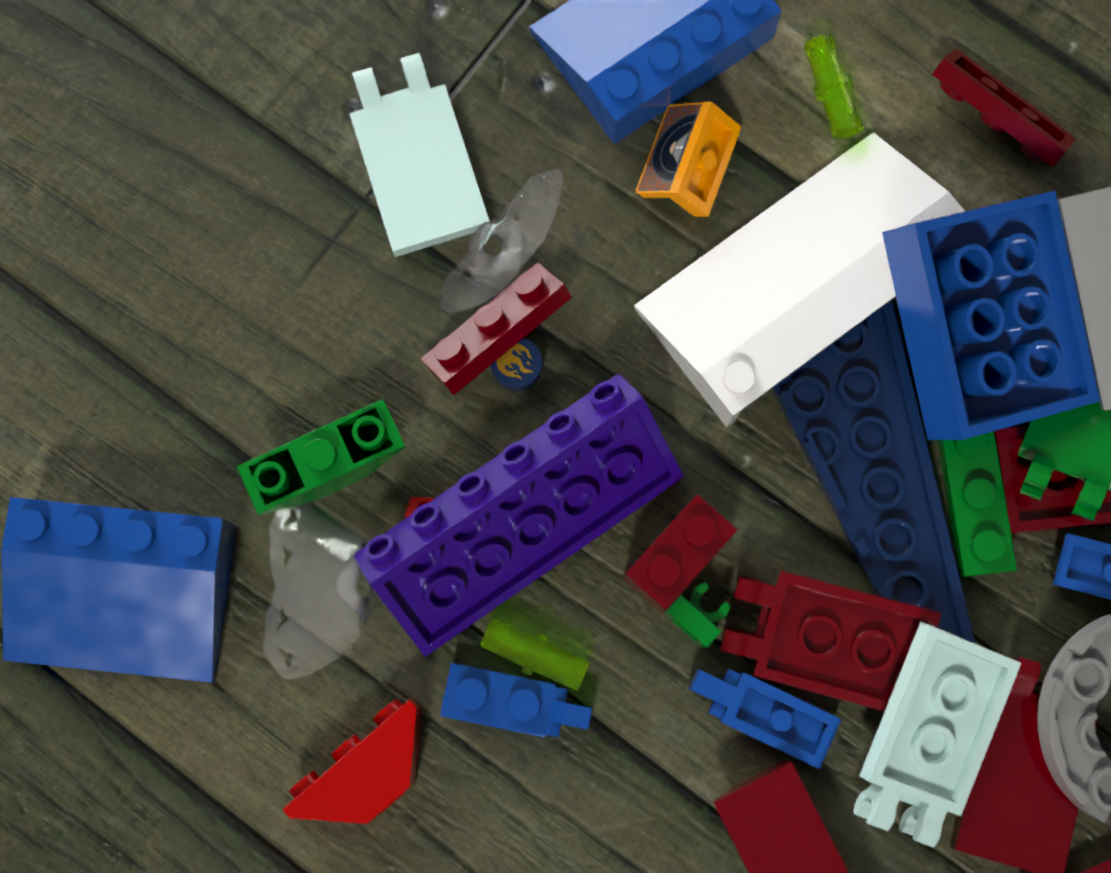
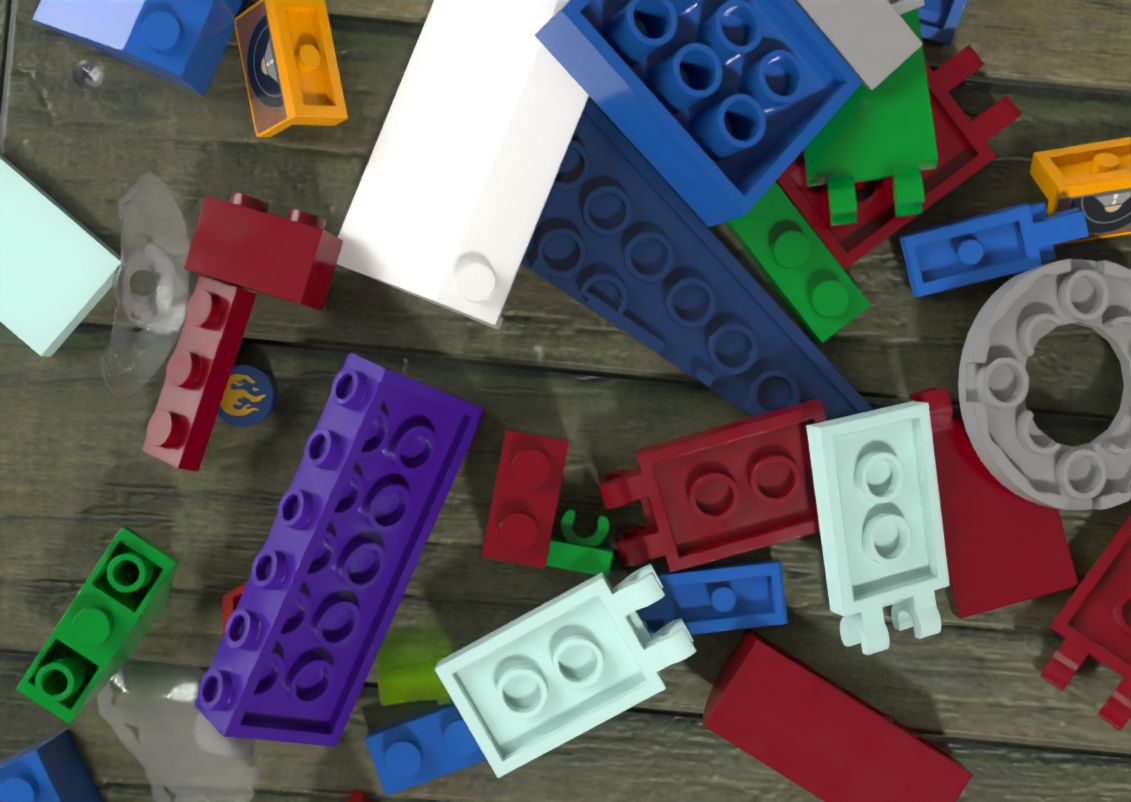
camera: 40 degrees left, 10 degrees up
(597, 271) = (264, 251): none -> dark red brick
(632, 694) = (562, 668): none -> light aqua tile

